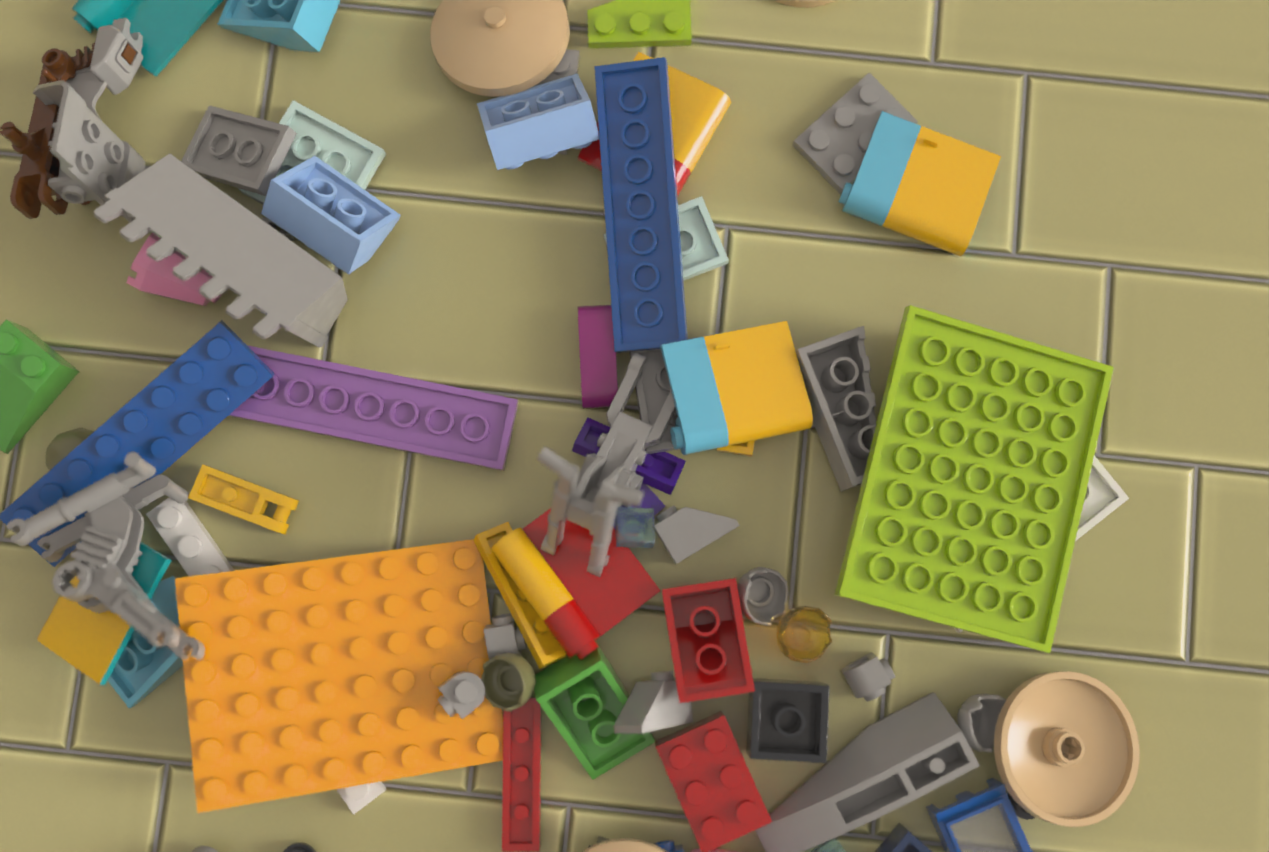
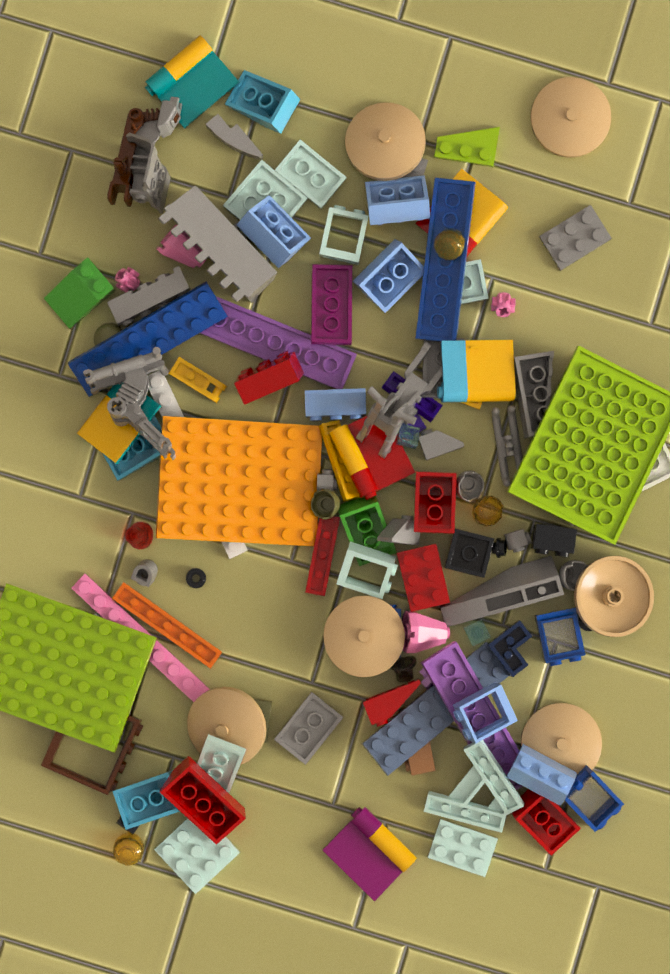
camera: 10 degrees right, 5 degrees up
(90, 347) = (127, 279): none -> bright pink gear
(128, 366) = (148, 297): none -> light grey wedge
(176, 804) = (139, 535): none -> clear red piece
(238, 73) = (233, 138): none -> light grey slope
(238, 149) = (227, 183): light grey plate -> none
(361, 469) = (268, 377): none -> red brick
(383, 110) = (310, 174): none -> light aqua plate
(456, 323) = (331, 304): none -> magenta plate
(457, 235) = (339, 255): none -> light aqua window
(461, 693) = (300, 505): light grey plate -> none
(492, 494) = (335, 403): none -> light blue slope
(550, 253) = (389, 275): none -> light blue slope
(597, 356) = (405, 338): magenta beam -> none
(607, 762) = (373, 556): none -> light aqua window
(642, 173) = (449, 244): none -> clear yellow hair
(756, 265) = (503, 304): none -> bright pink gear
(813, 509) = (507, 445): none -> light grey piece
(840, 697) = (499, 548): none -> black plate
(921, 184) = (604, 275): yellow door -> none
(937, 664) = (554, 539): none -> black brick

